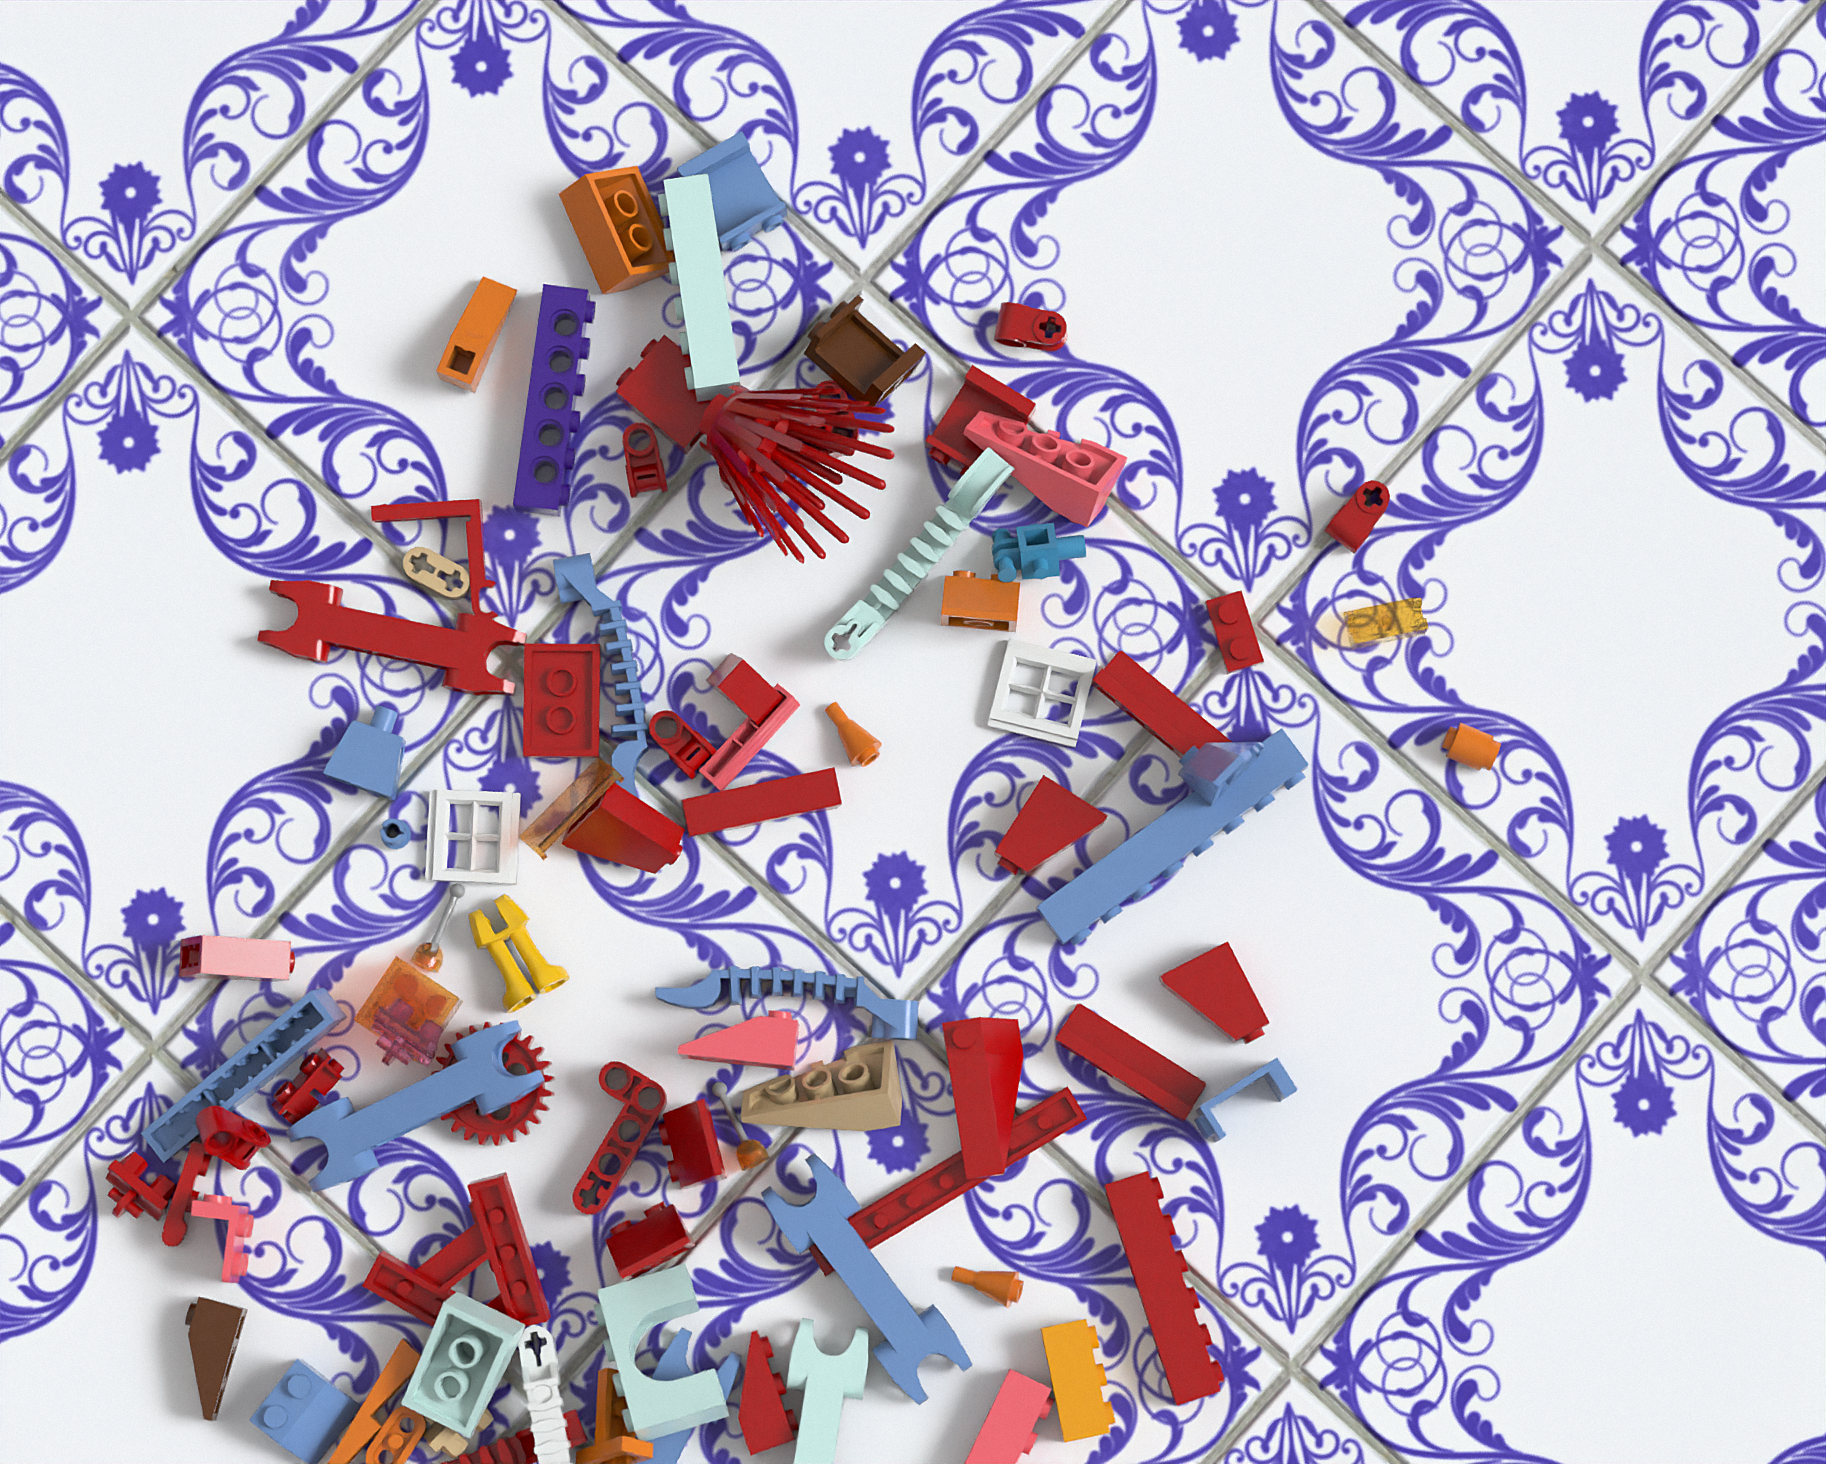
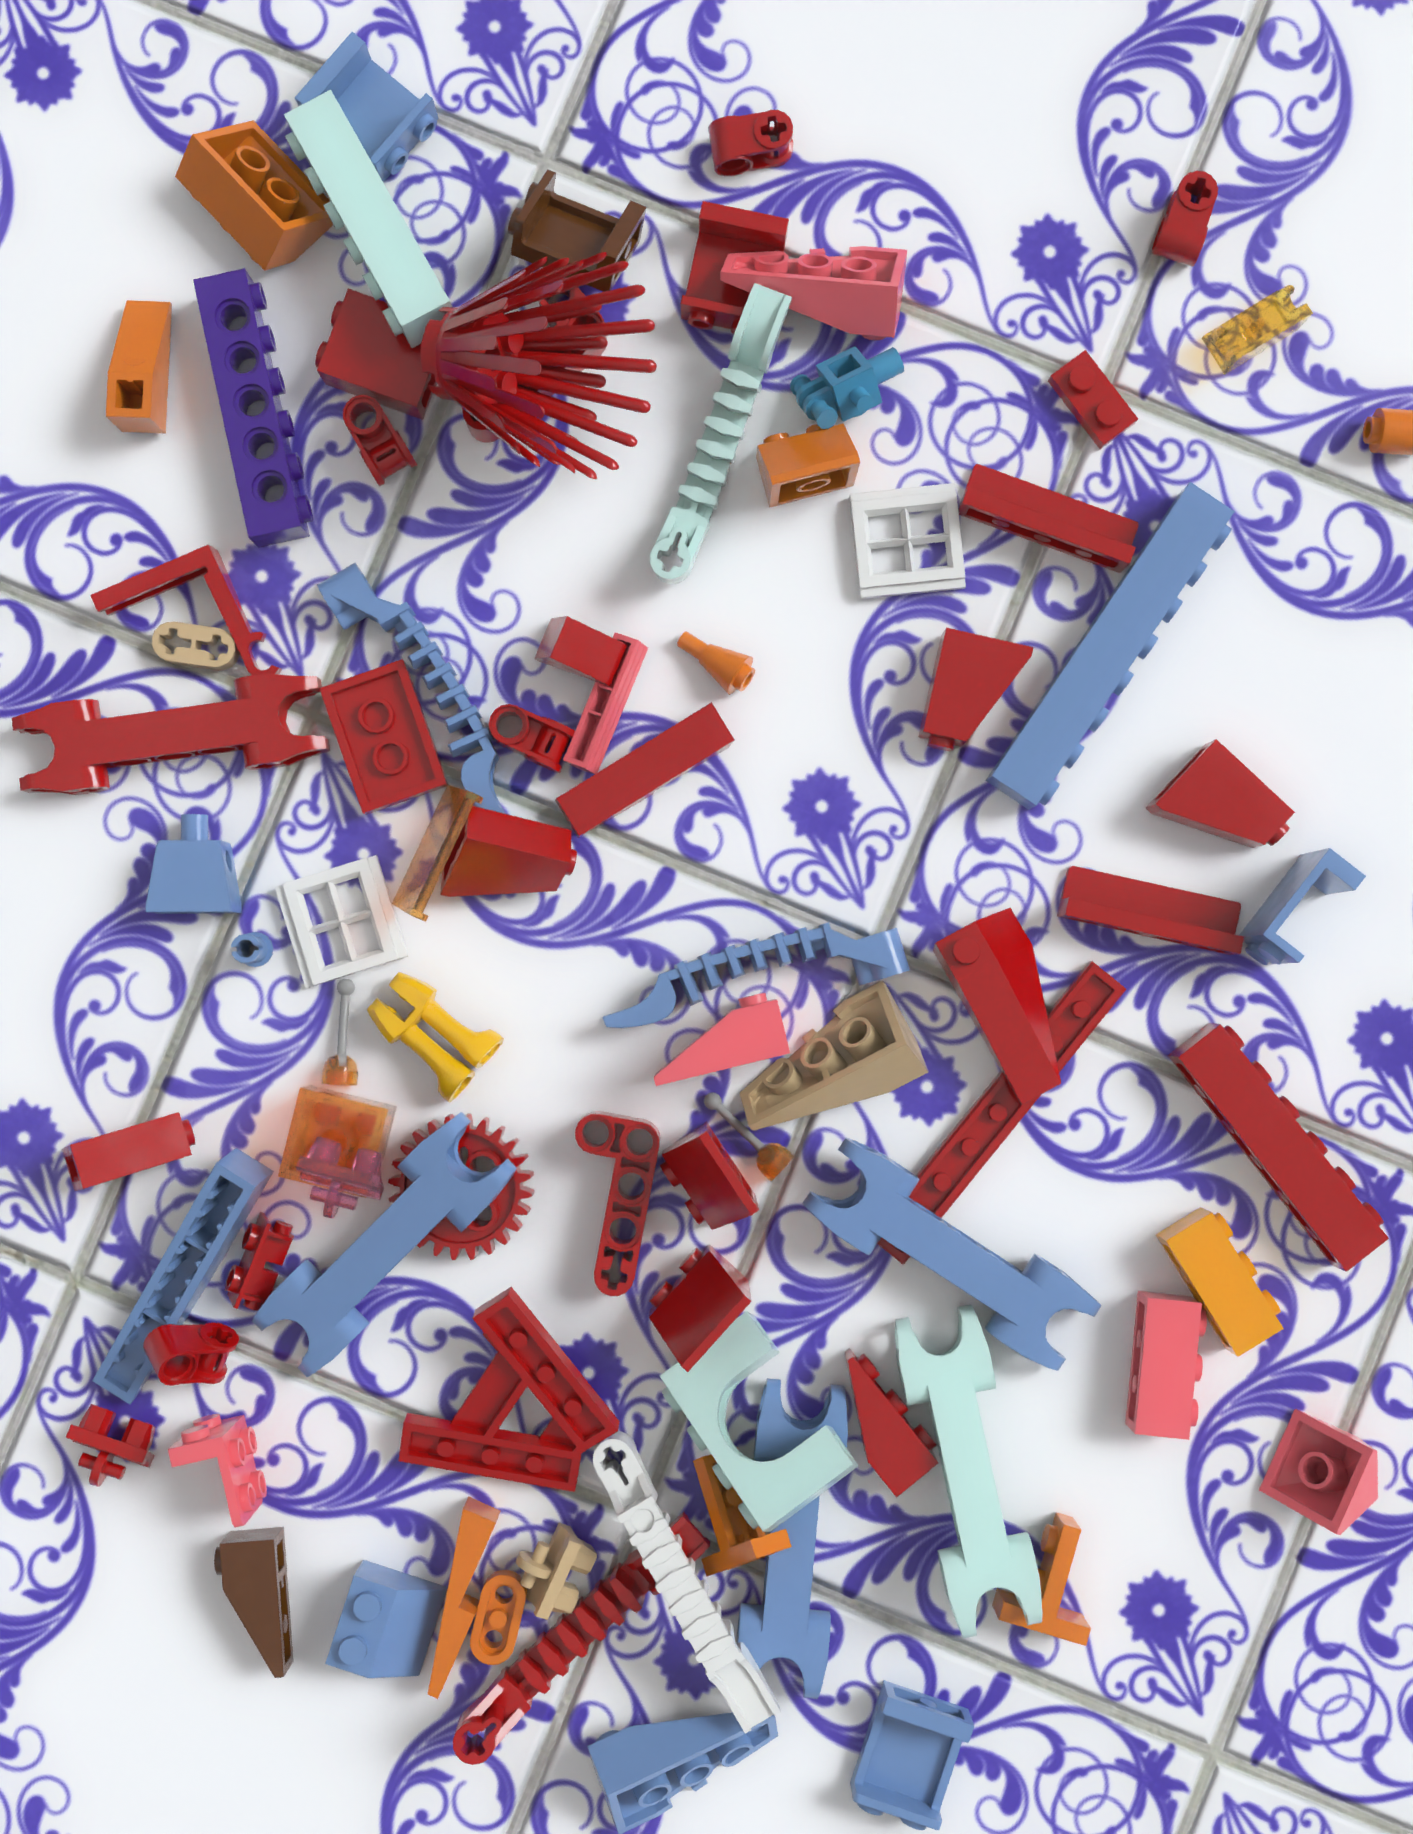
camera: 20 degrees left, 5 degrees up
(195, 1164) = (163, 1434): red hinge -> none
(462, 1363) = (540, 1515): light aqua slope -> none
(997, 1285) = (1093, 1207): orange cone -> none
(1217, 766) = (1148, 546): medium blue wedge -> none

